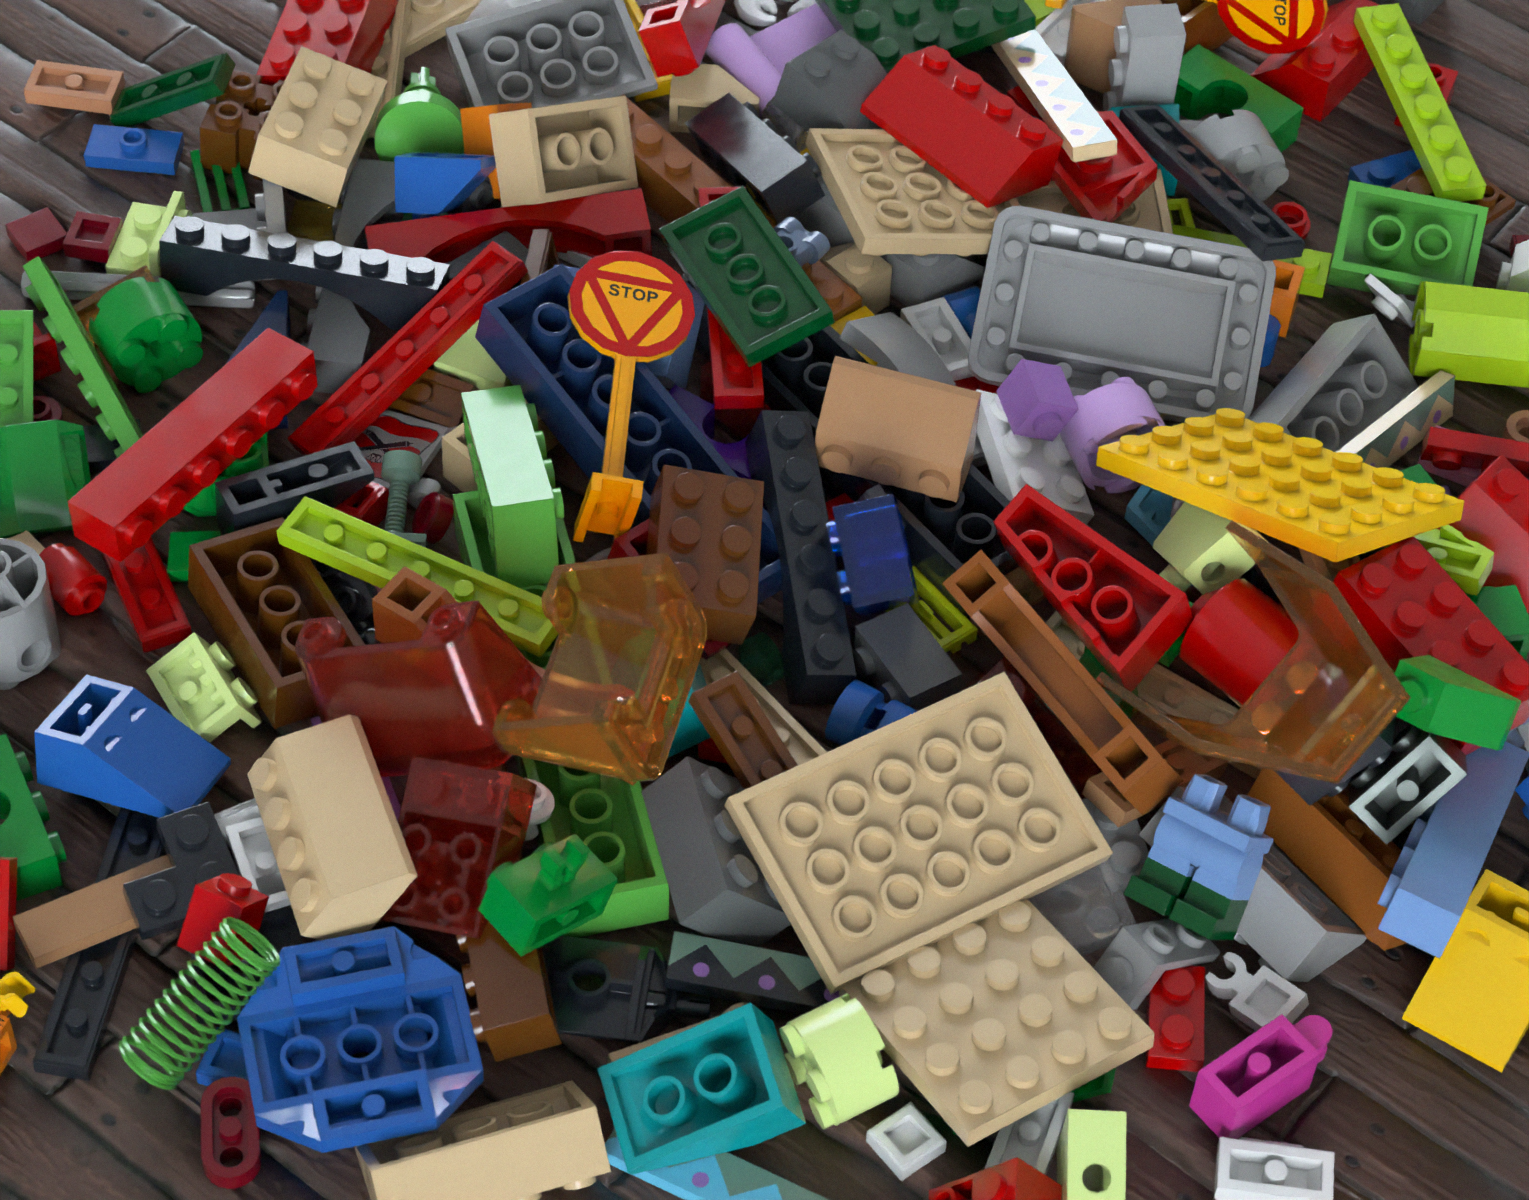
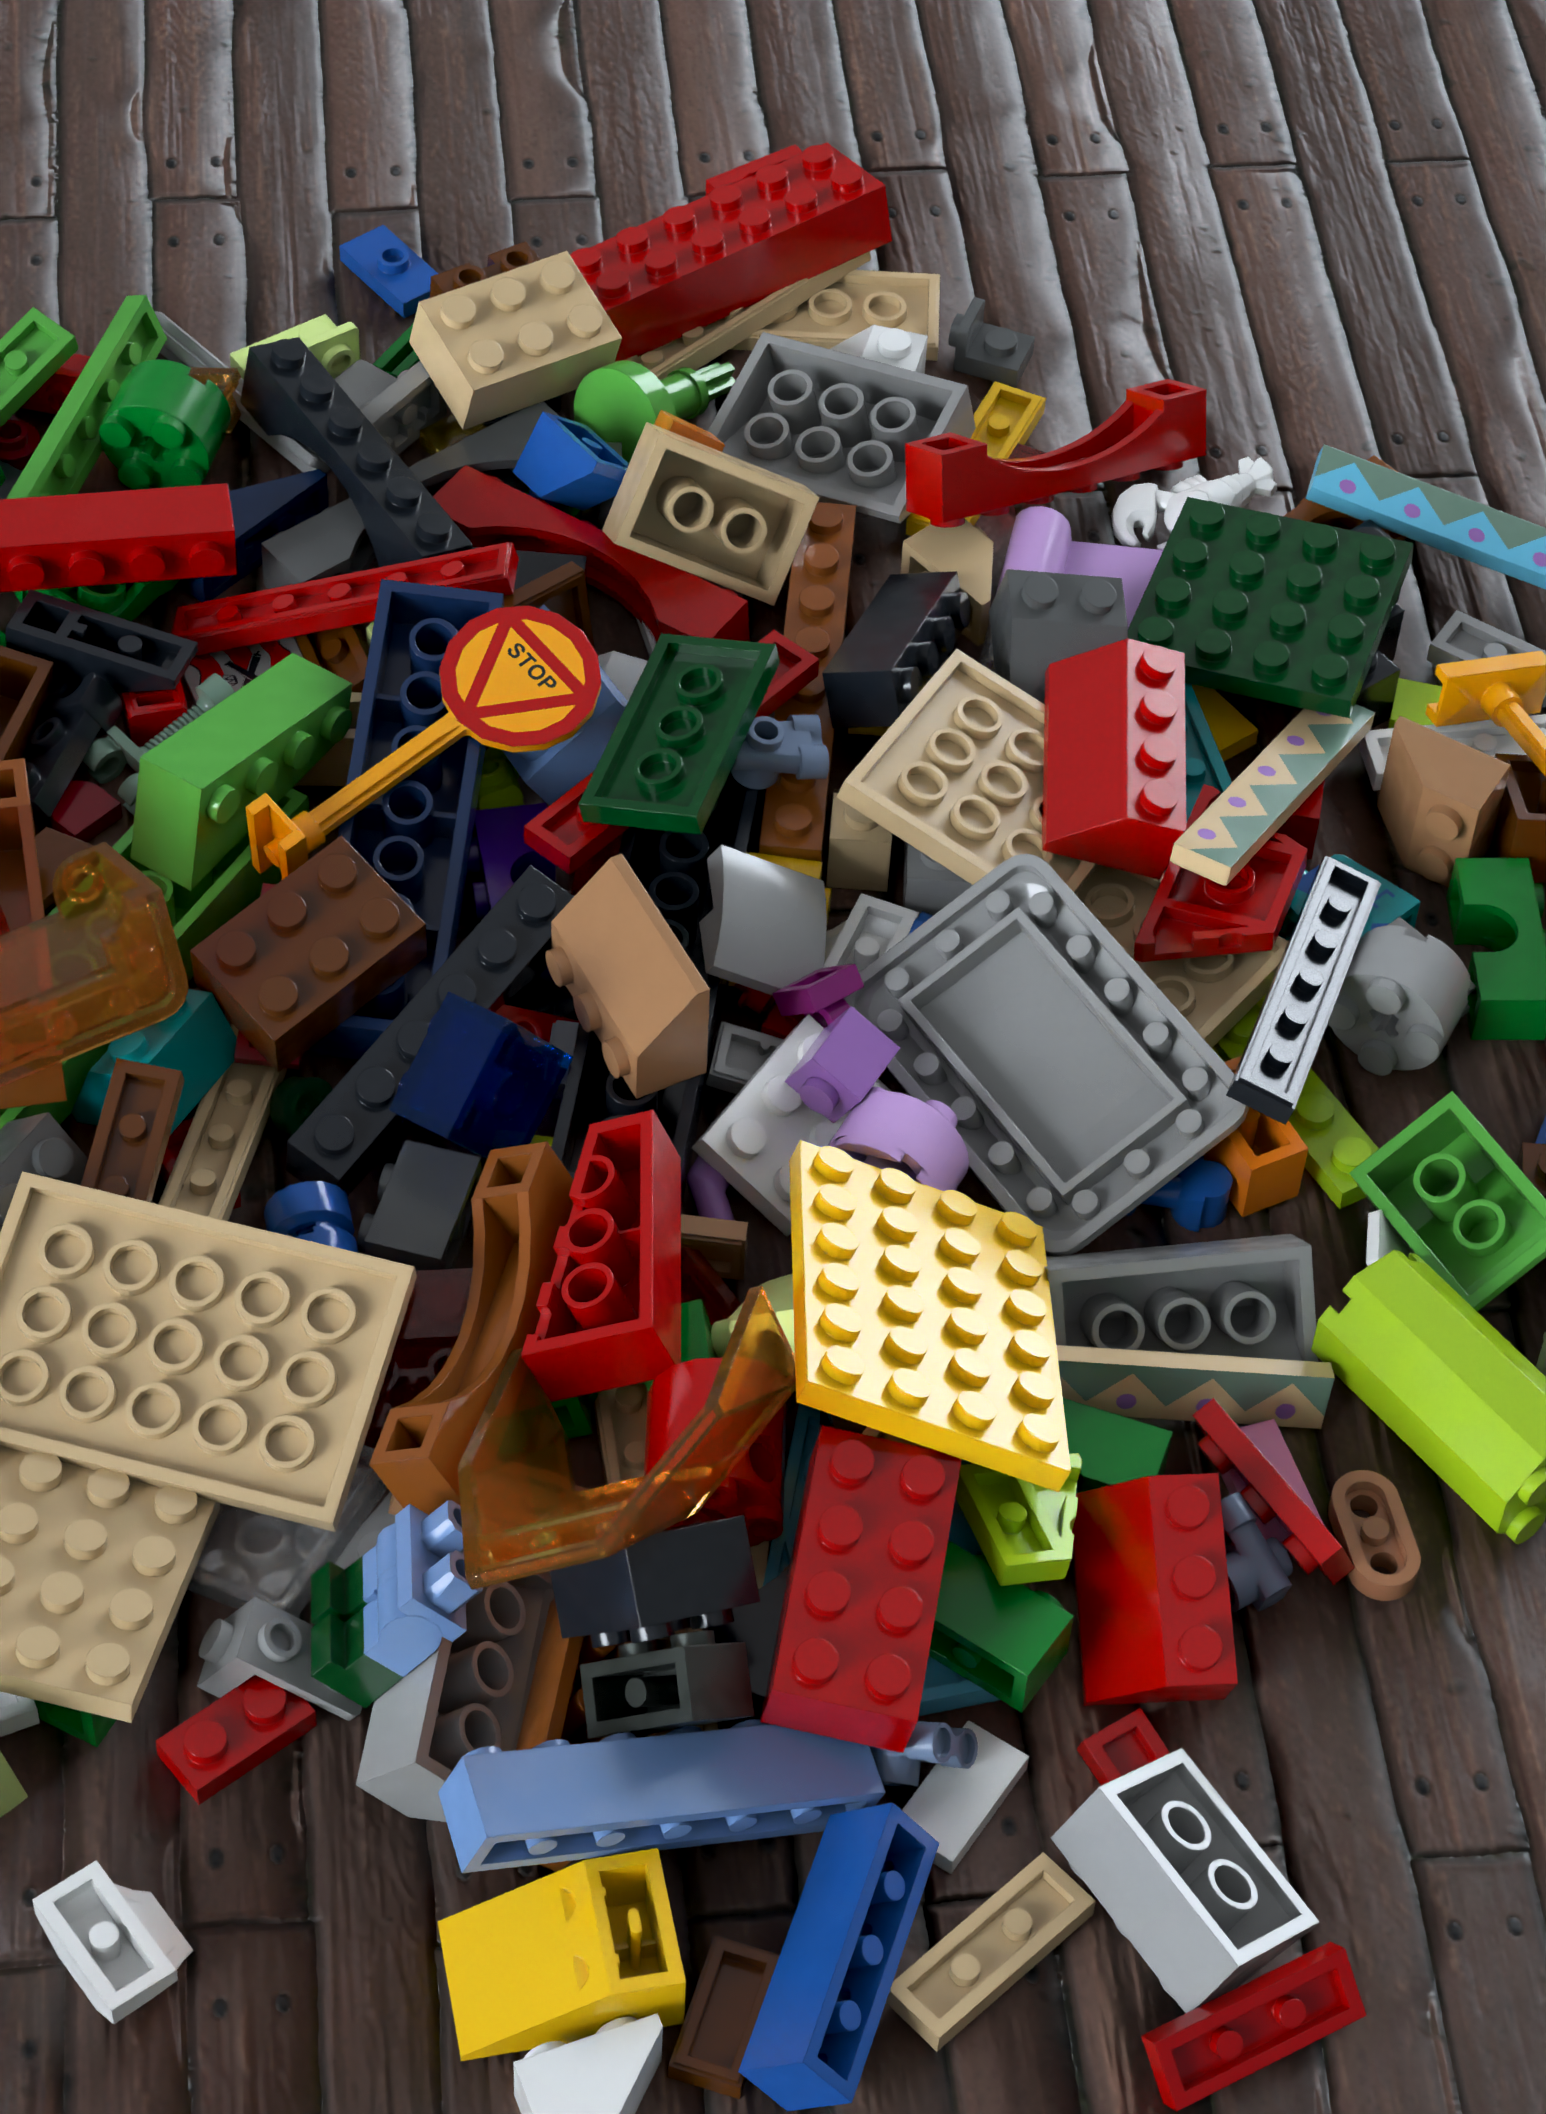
camera: 45 degrees right, 0 degrees up
(36, 234) = (217, 290): dark red tile -> none
(74, 87) = (410, 181): nougat plate -> none
(92, 236) = (251, 319): dark red plate -> none
(173, 91) = (467, 234): dark green tile -> none
(379, 555) = (62, 755): lime plate -> none
(971, 369) = (820, 993): none -> magenta tile
(1147, 56) = (1413, 823): light grey brick -> none
(1257, 997) = (322, 1789): white plate -> none
(1260, 1075) = (211, 1843): dark pink brick -> none
(1294, 216) = (1396, 1096): red plate -> none
(1455, 703) = (753, 1631): green slope -> none

